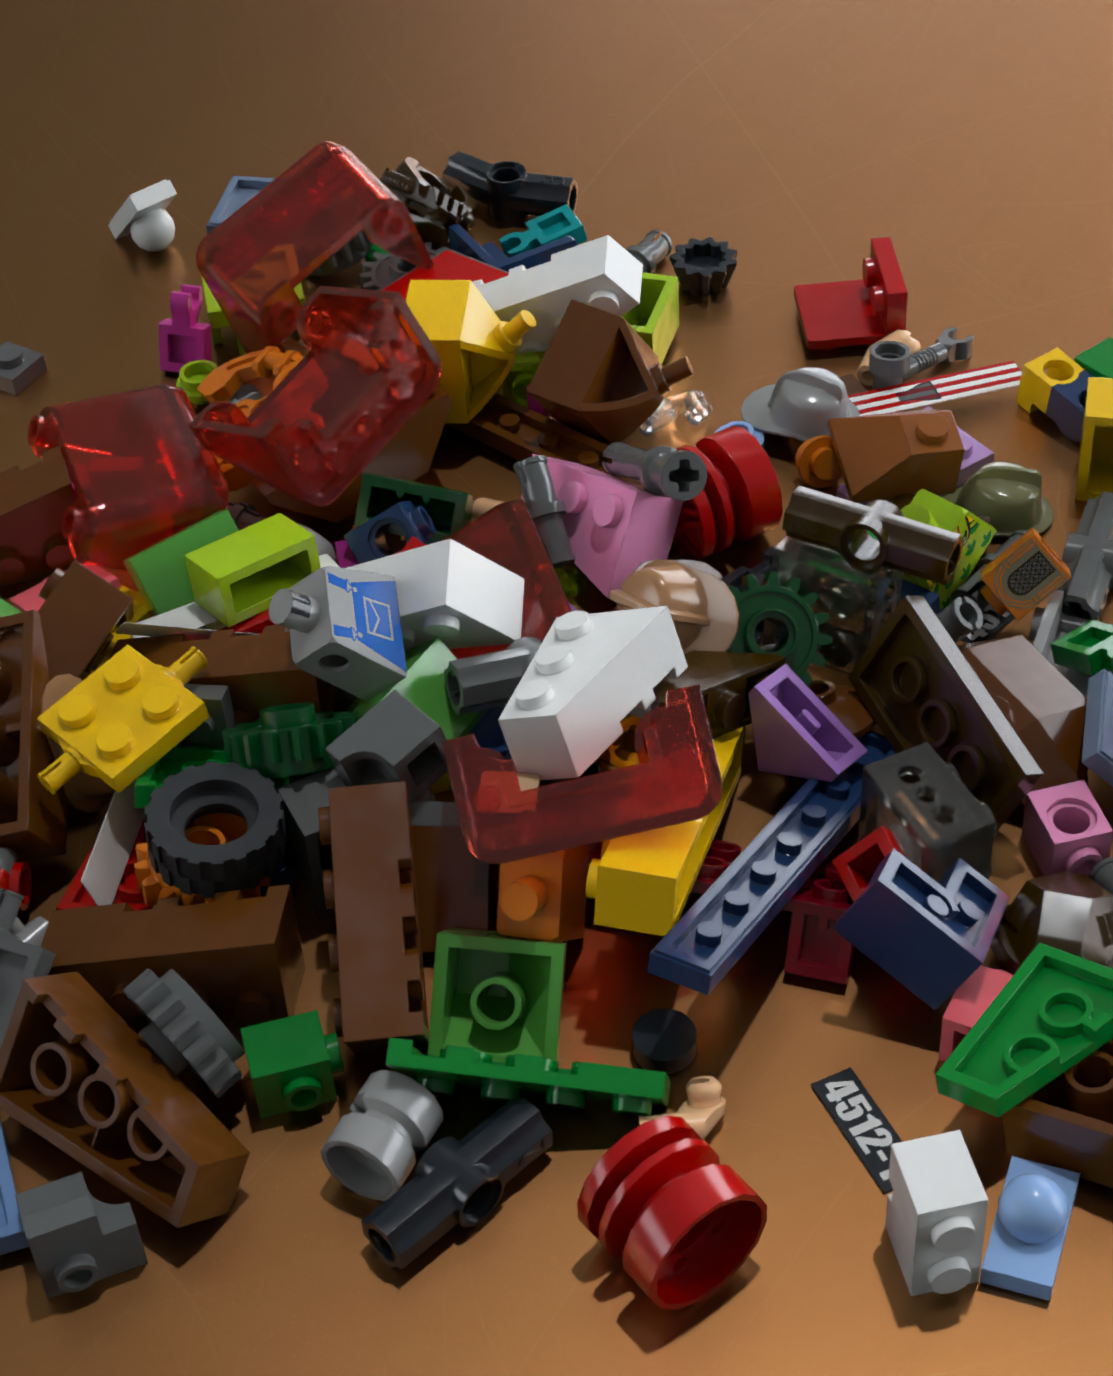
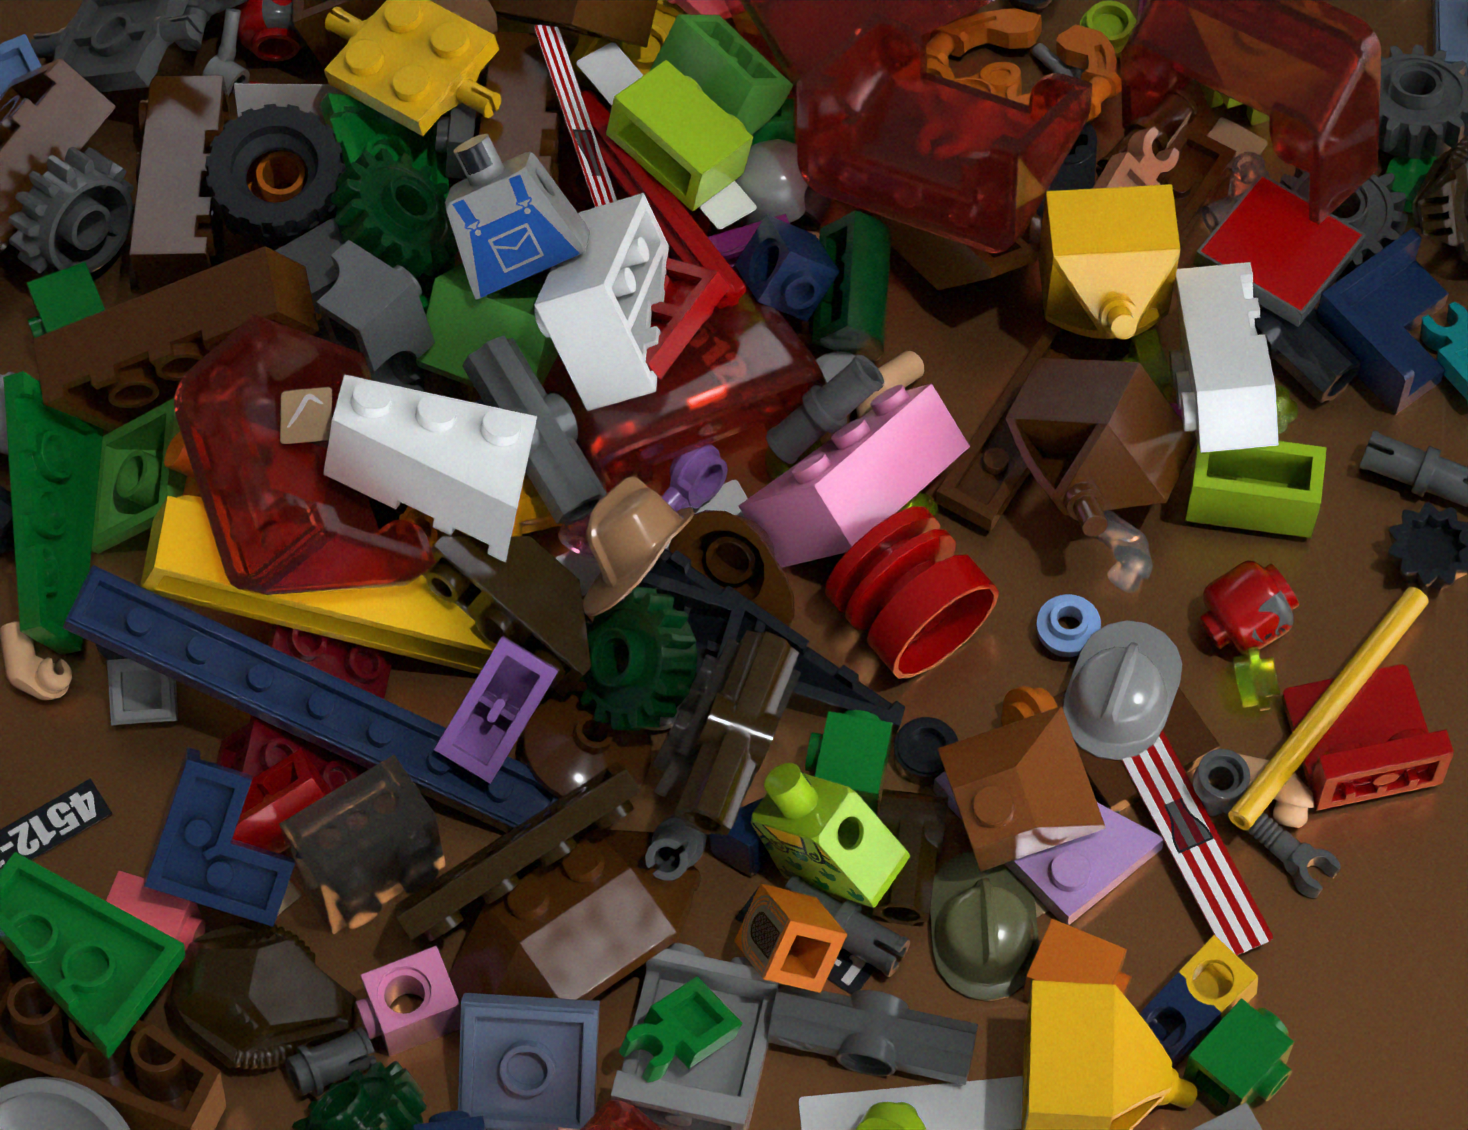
camera: 80 degrees right, 20 degrees up
(660, 469) = (856, 507): dark grey pin -> none
(728, 1025) = (140, 694): none -> light grey tile
(740, 347) = (1248, 607): none -> red head
(799, 350) = (1256, 679): none -> clear neon green plate
(831, 311) = (1327, 709): none -> yellow piece
(1047, 445) = (1077, 957): none -> orange brick

